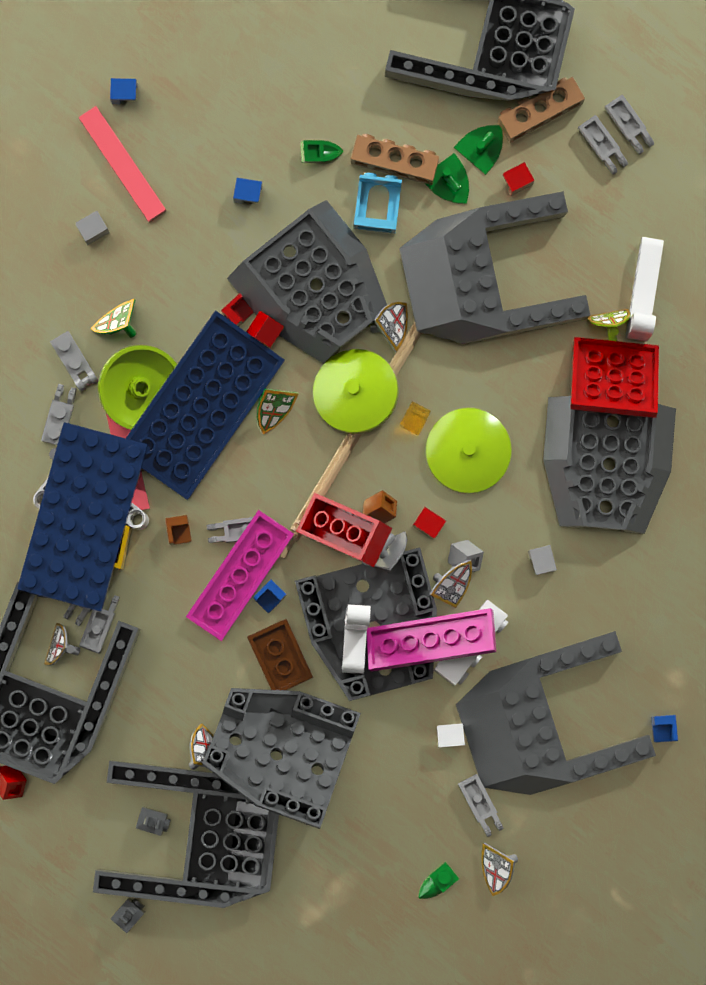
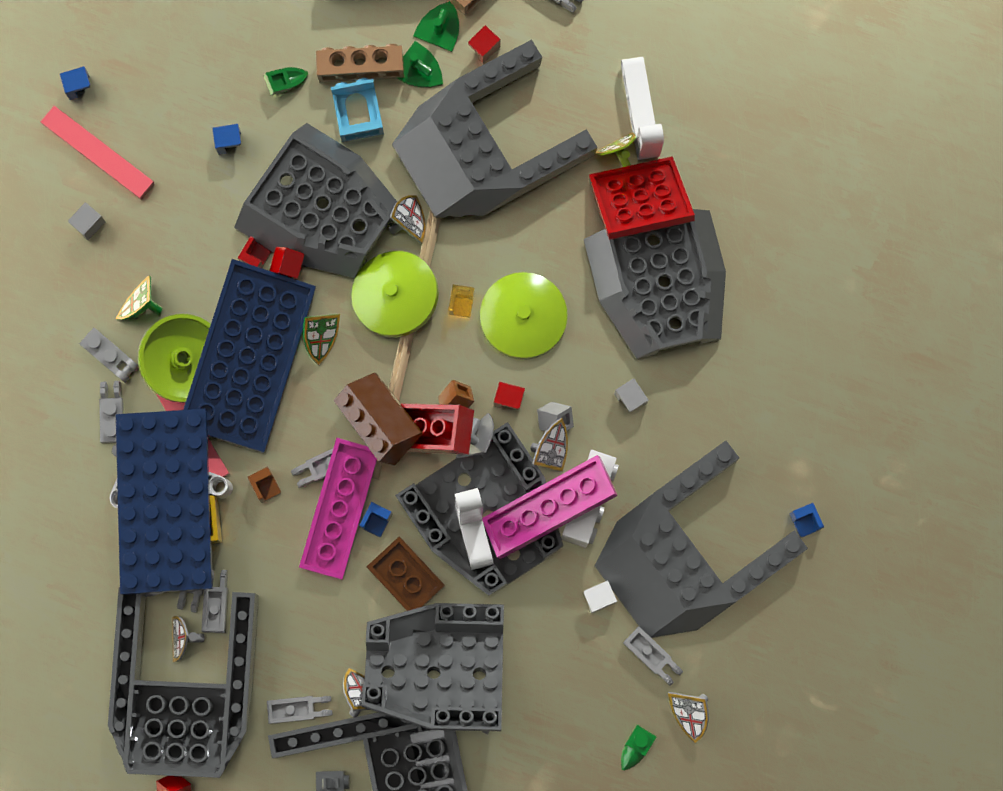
camera: 15 degrees left, 5 degrees down
(141, 744) = (296, 709): none -> light grey hinge
(302, 505) = (378, 418): none -> reddish brown slope

